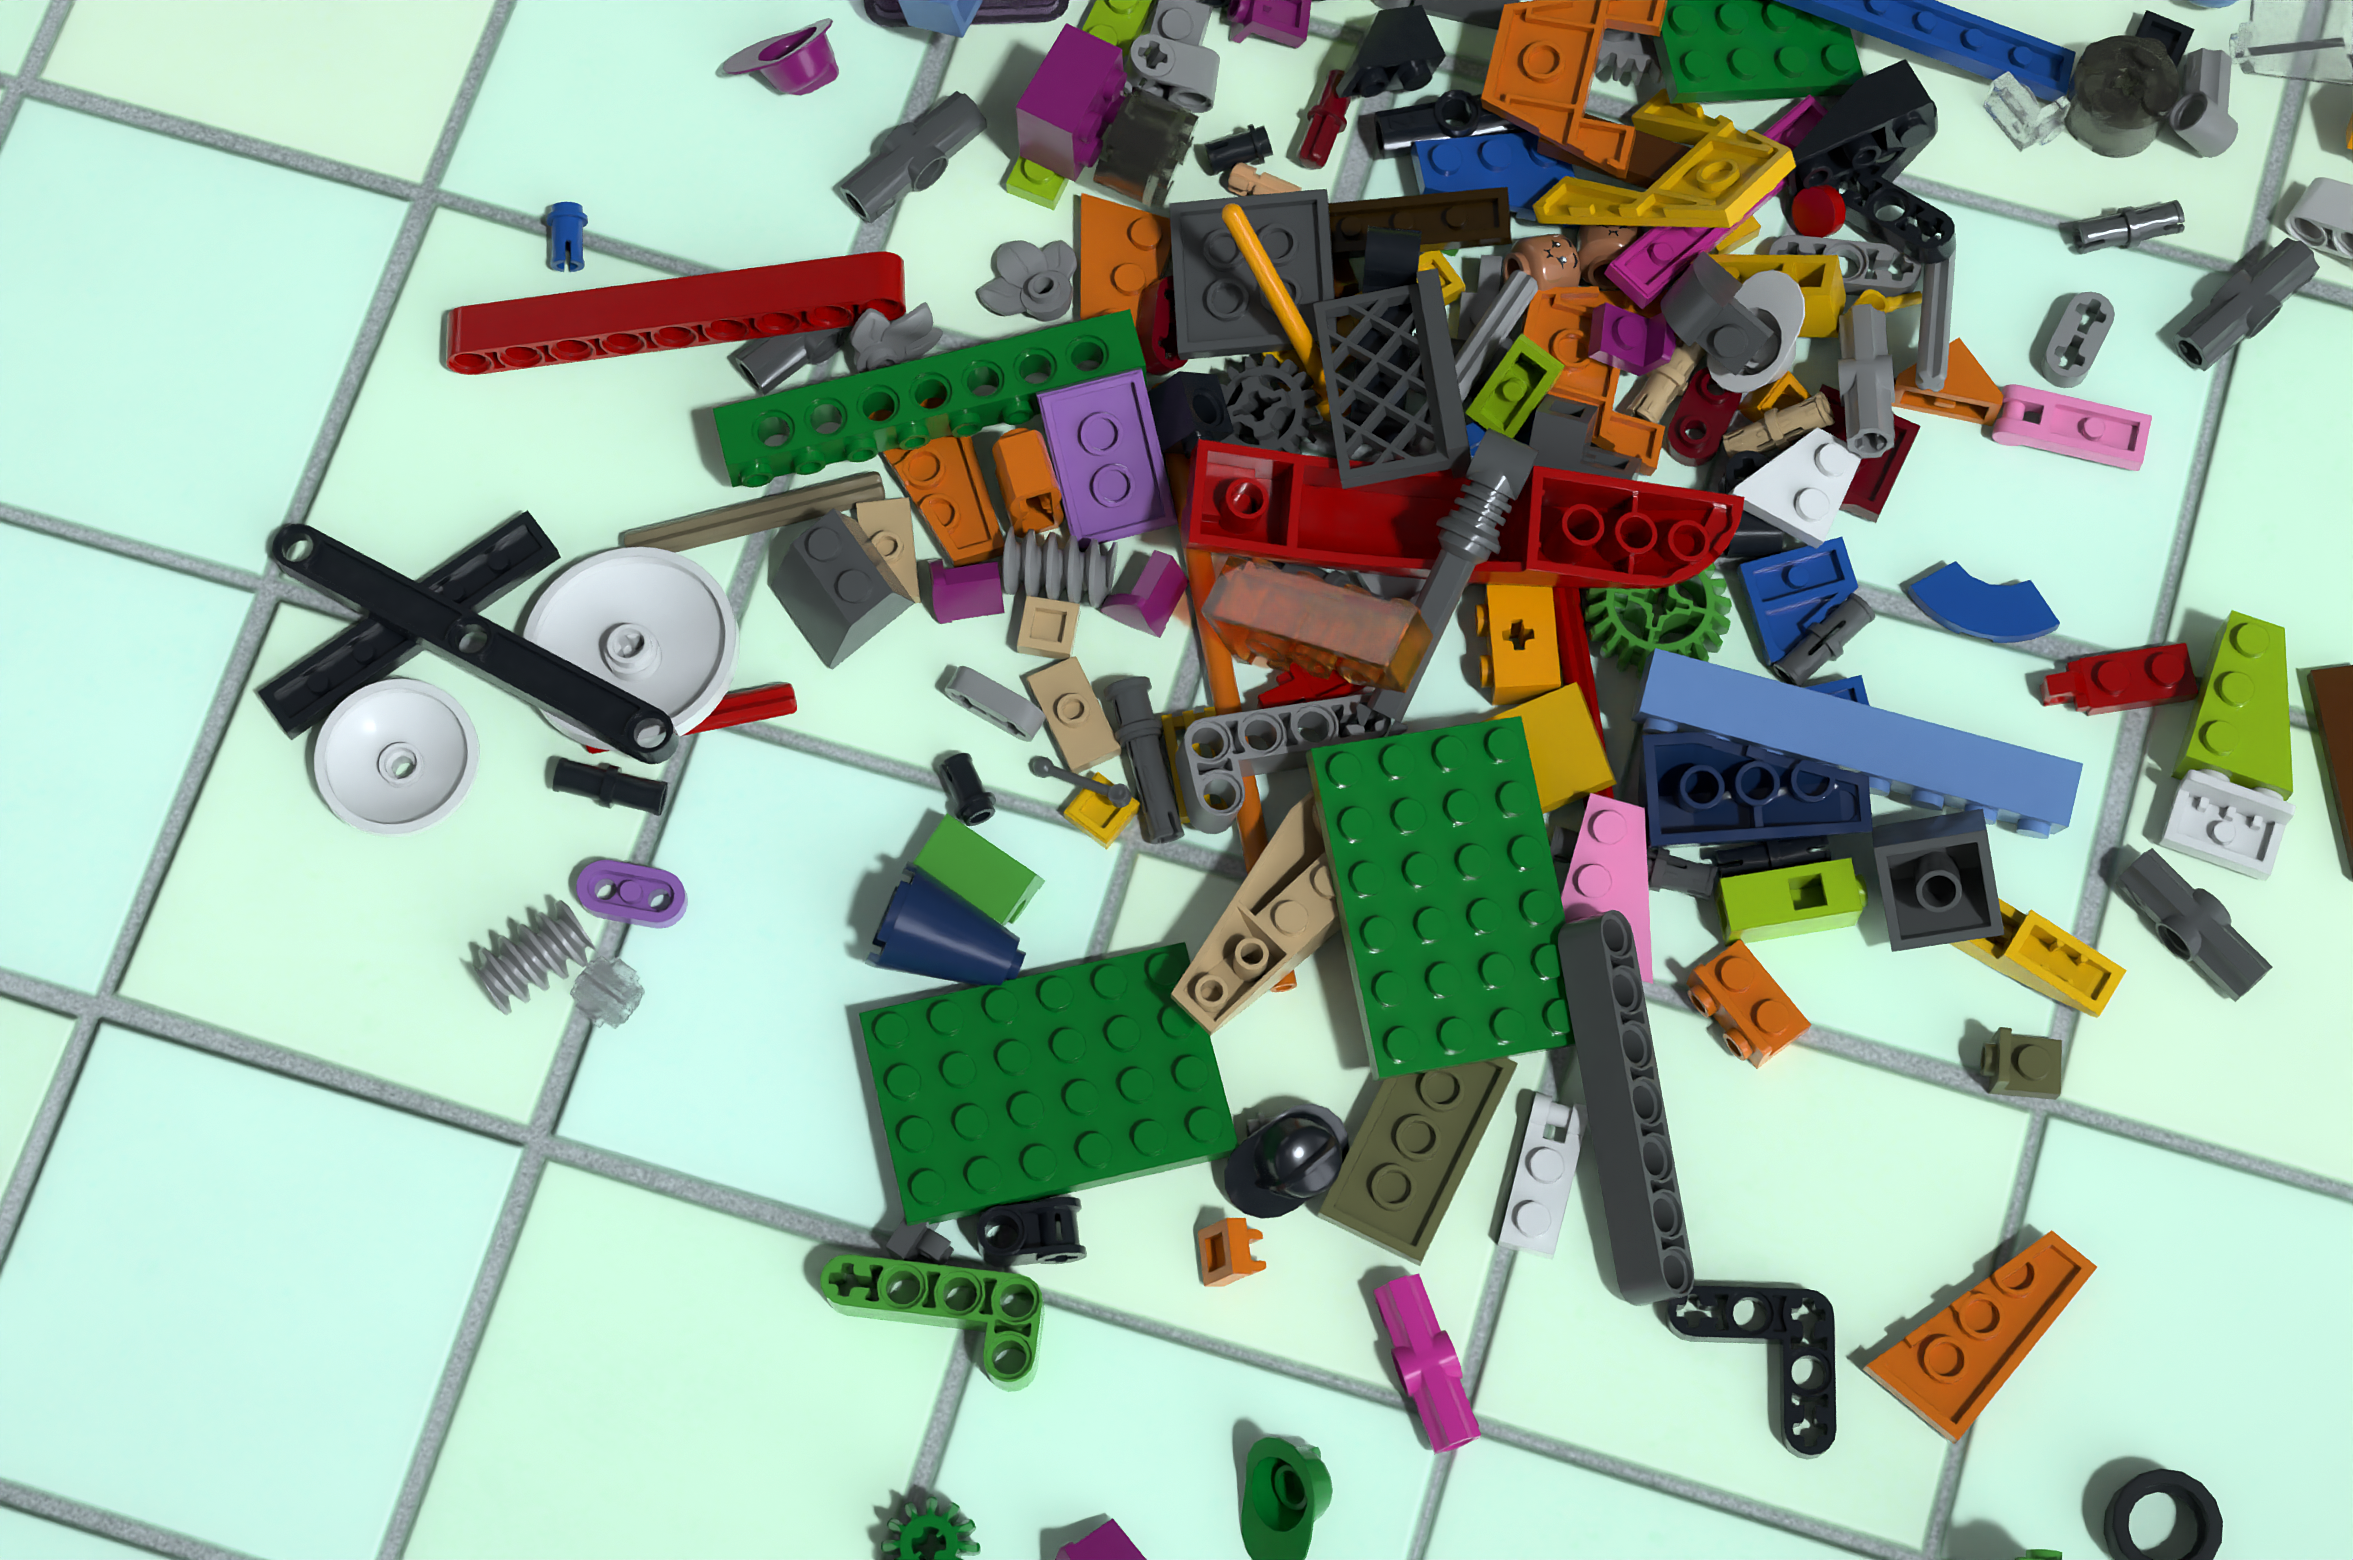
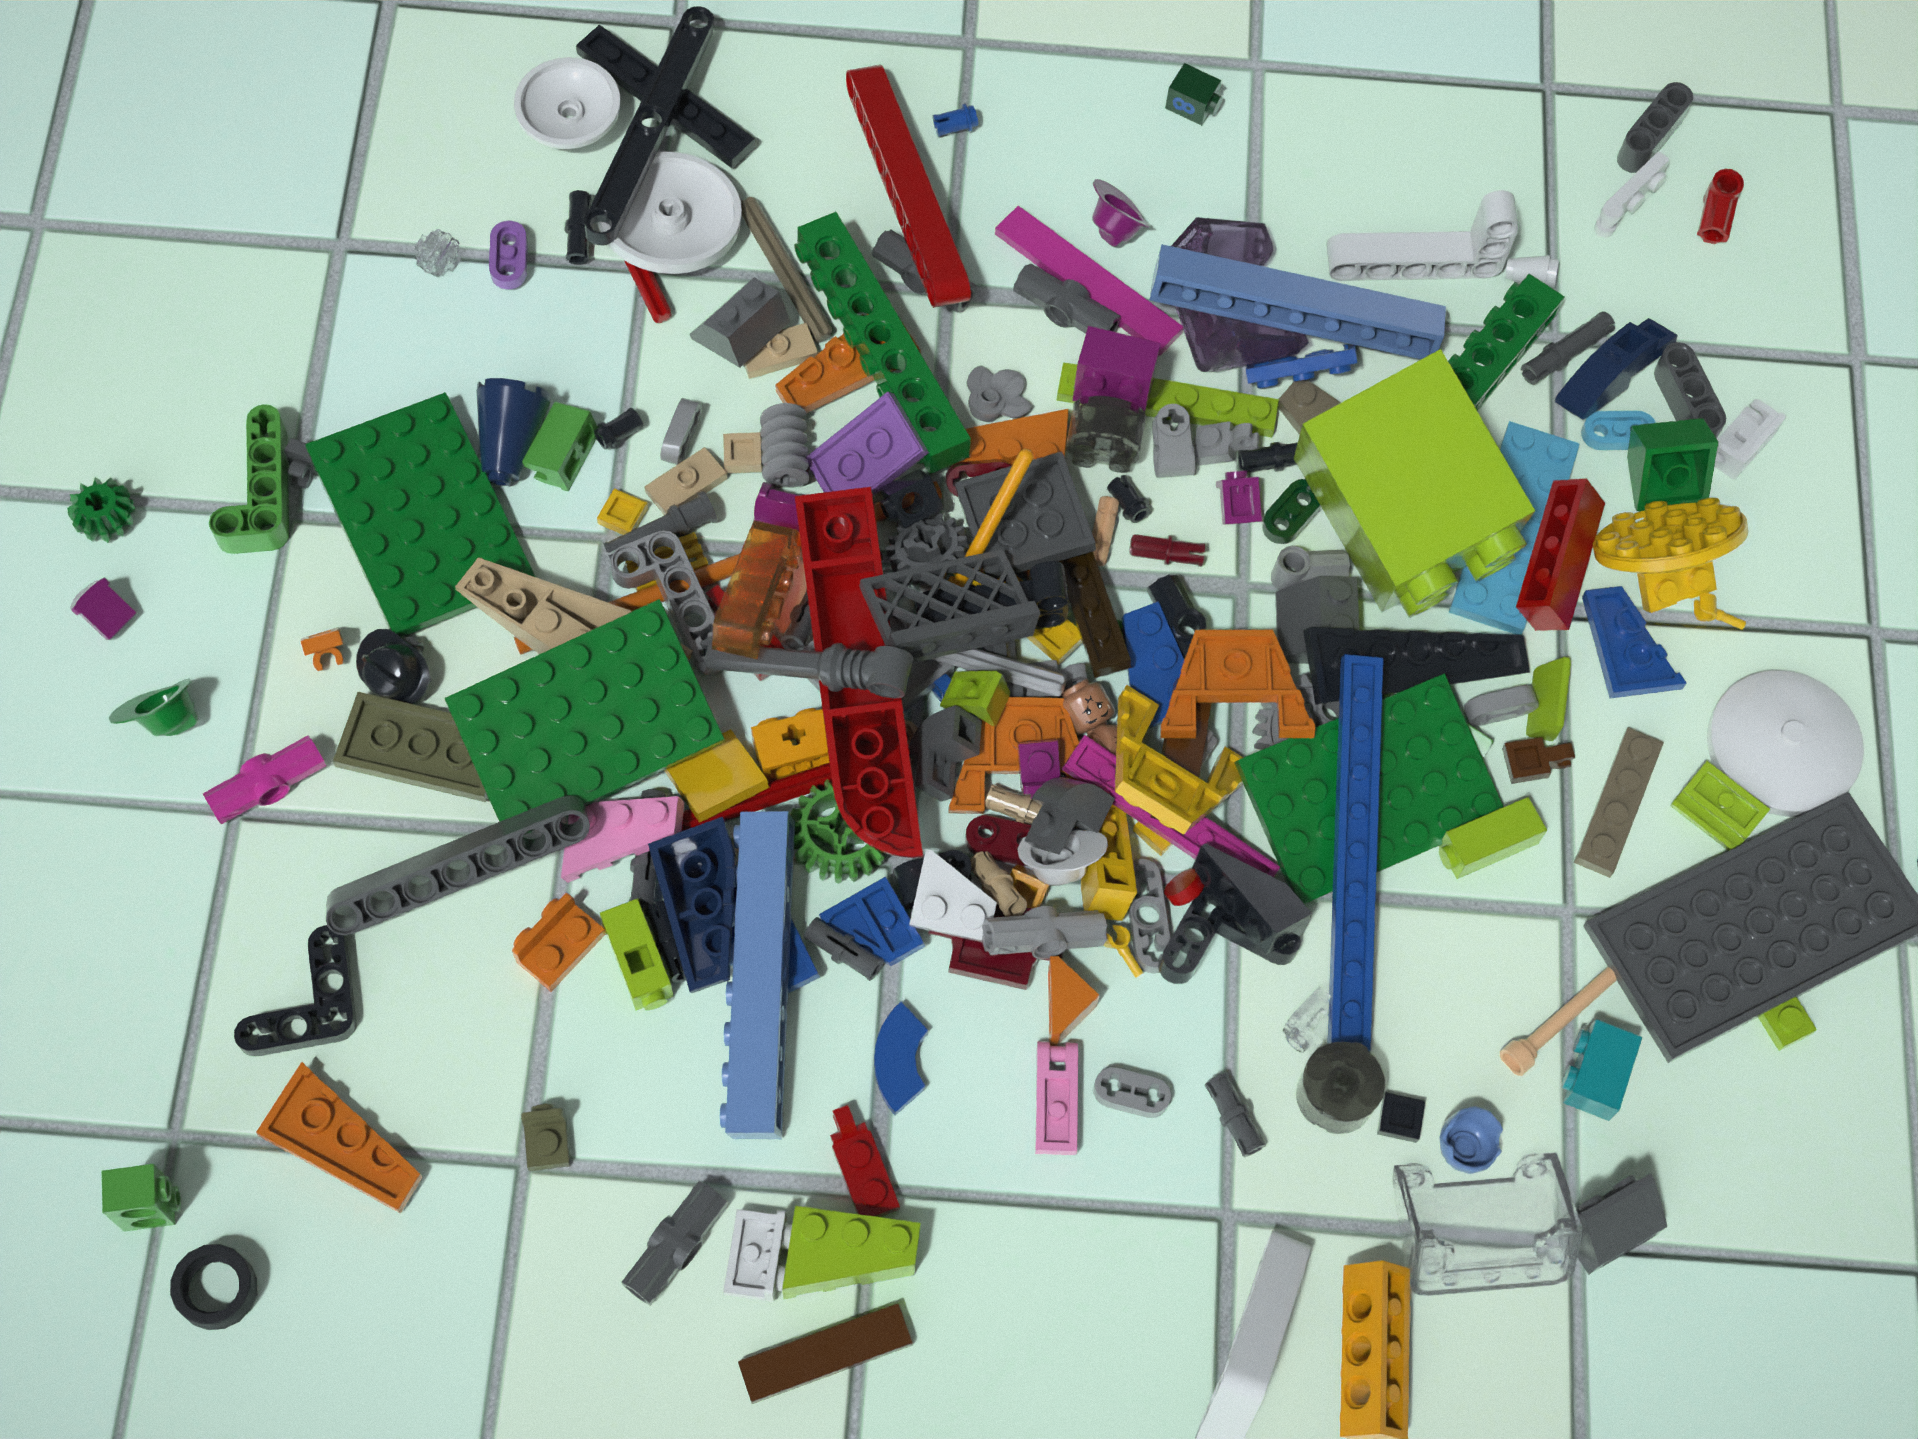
camera: 70 degrees right, 5 degrees down
(534, 957) = (451, 206): light grey piece -> none
(859, 133) = (1066, 262): none -> dark pink tile
(886, 344) = (920, 315): light grey plate -> none
(965, 591) = (755, 393): magenta tile -> none
(1027, 481) = (834, 406): orange brick -> none
(1035, 1231) = (318, 528): black piece -> none
(1117, 794) = (627, 512): dark grey hinge -> none
(1393, 54) = (1225, 574): black slope -> none
(1543, 1179) = (405, 831): white plate -> none
(1935, 324) = (1108, 975): light grey axle -> none
(1937, 880) = (665, 1044): dark grey slope -> none
(2048, 960) = (637, 1113): yellow slope -> none
(2202, 110) = (1343, 1152): light grey piece -> none
(2246, 304) = (1191, 1210): dark grey piece -> none

